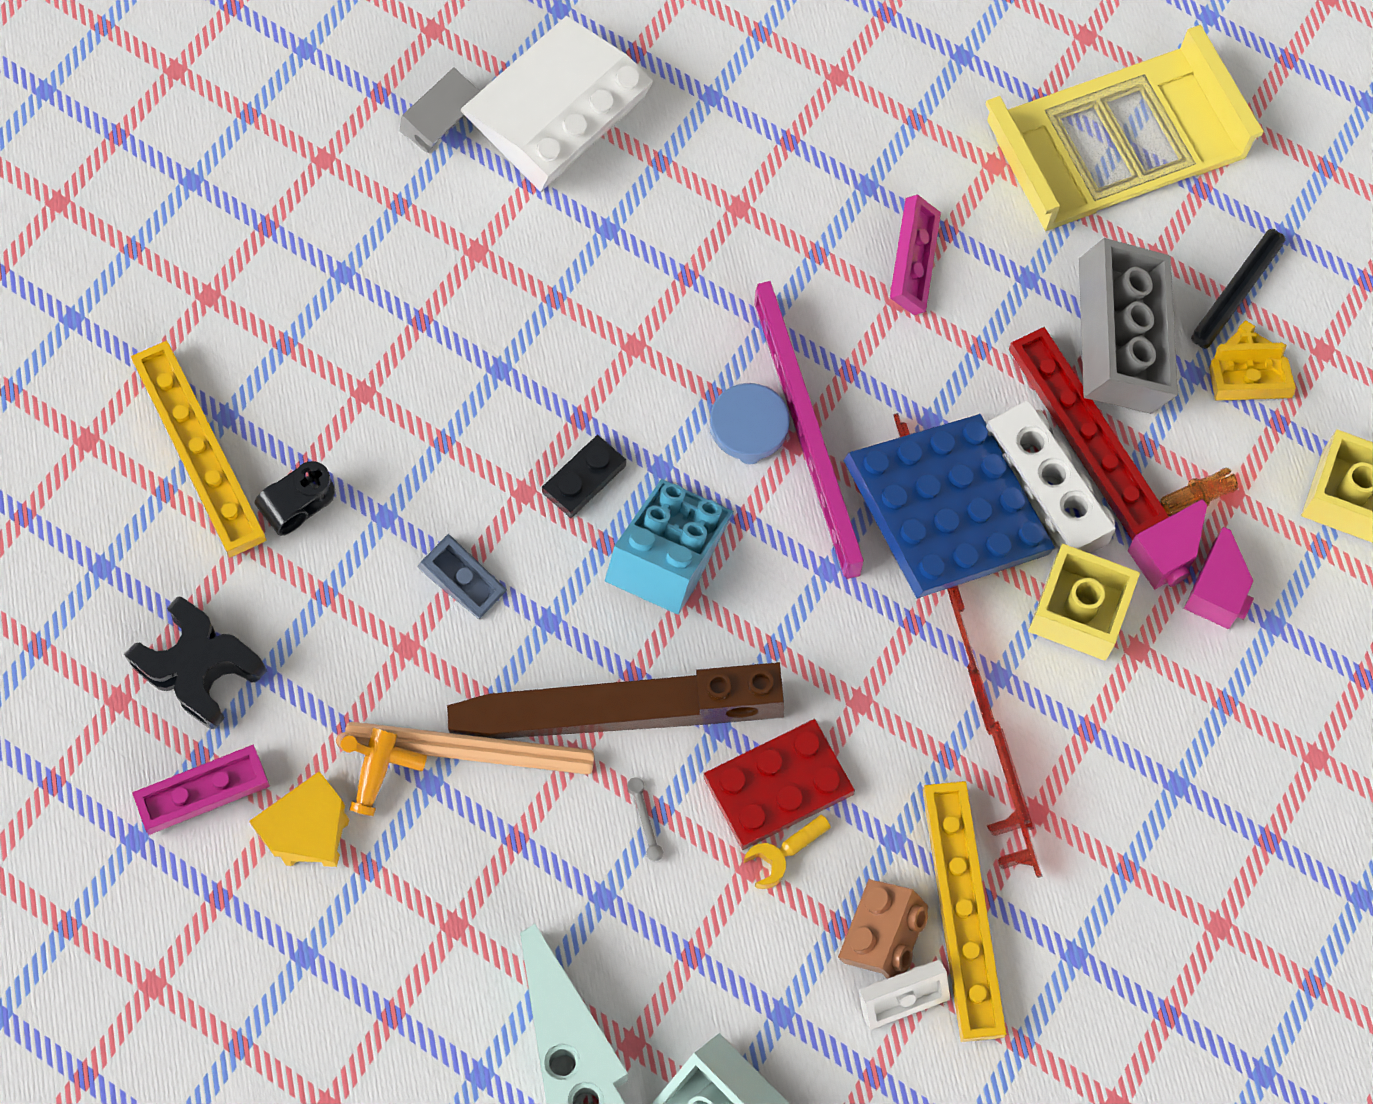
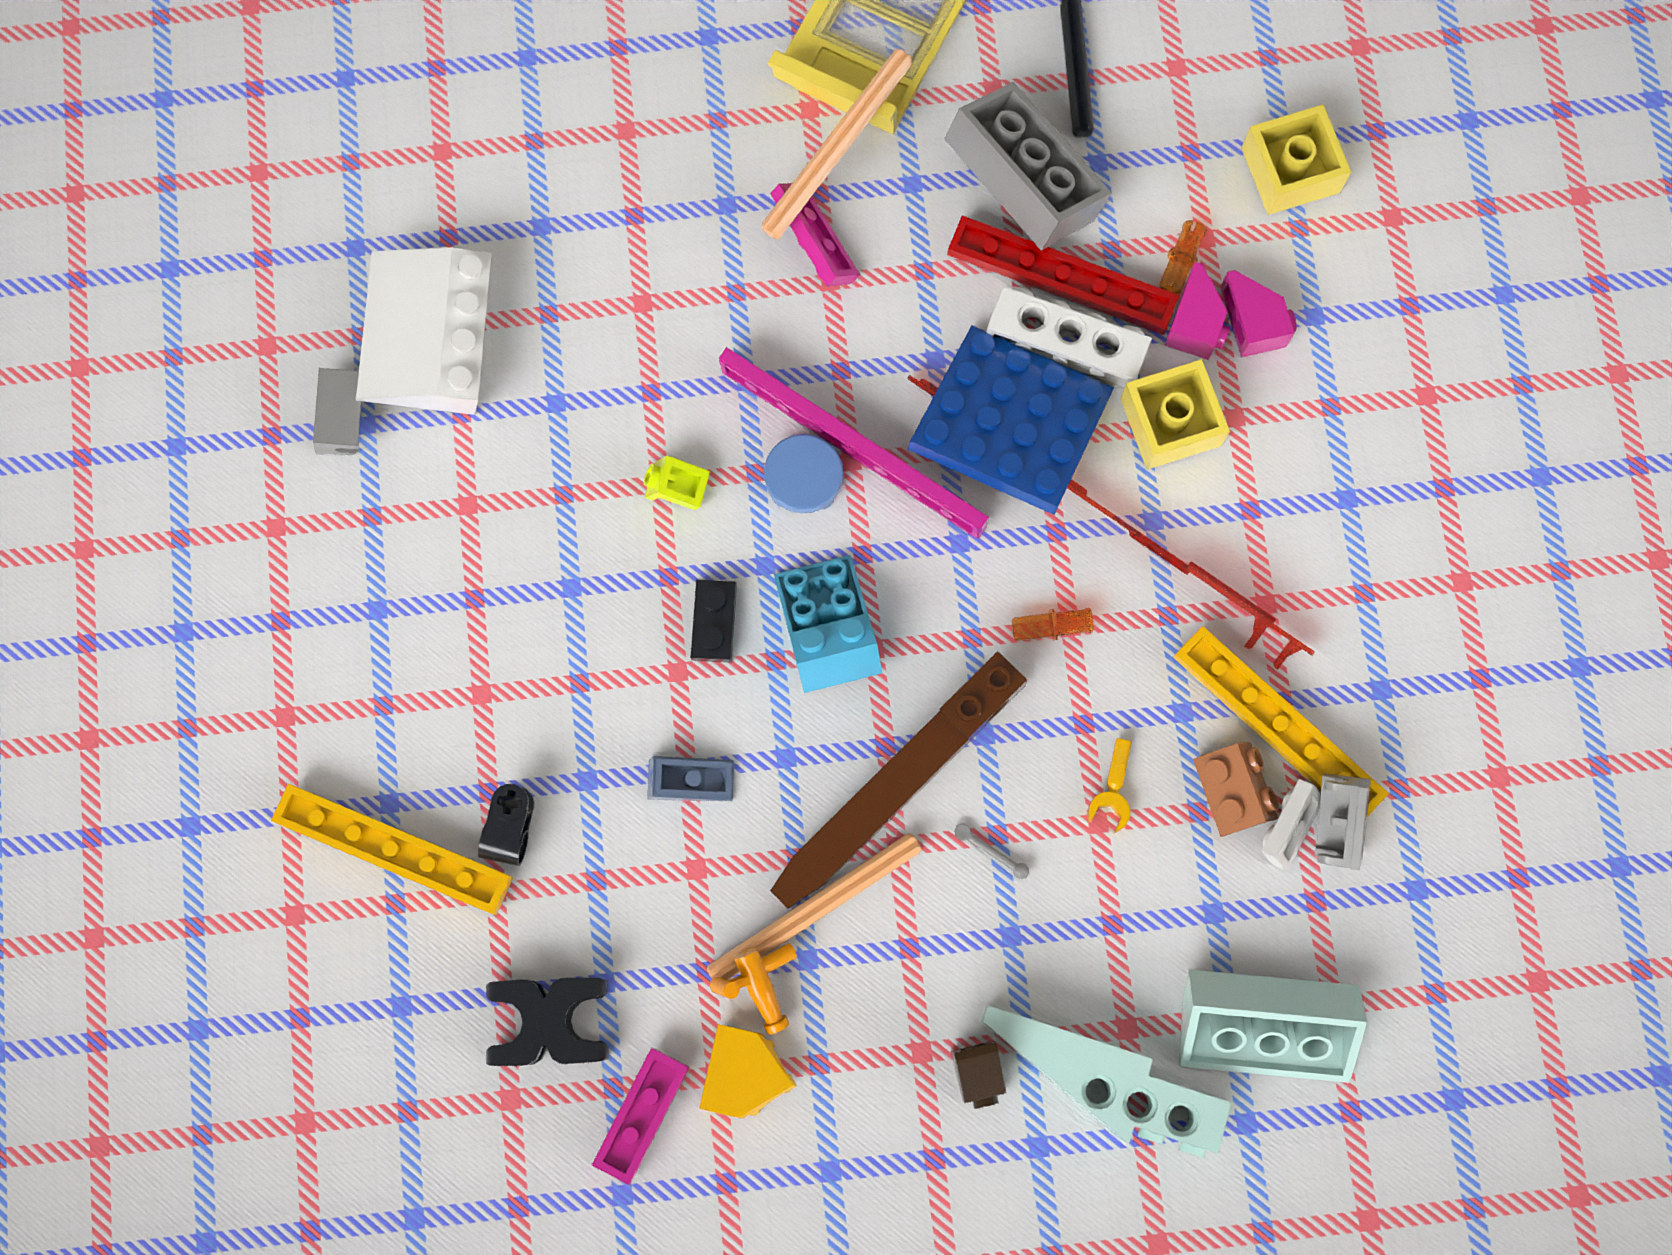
camera: 30 degrees left, 10 degrees up
(482, 969) = (979, 1074): none -> dark brown slope
(646, 352) = (676, 482): none -> neon yellow bracket
(778, 784) = (1066, 741): red plate -> none
(845, 686) = (1052, 624): none -> clear orange axle
(949, 1023) = (1342, 820): none -> light grey hinge
(987, 196) = (836, 144): none -> light nougat axle
(1251, 368) = (1138, 125): yellow slope -> none

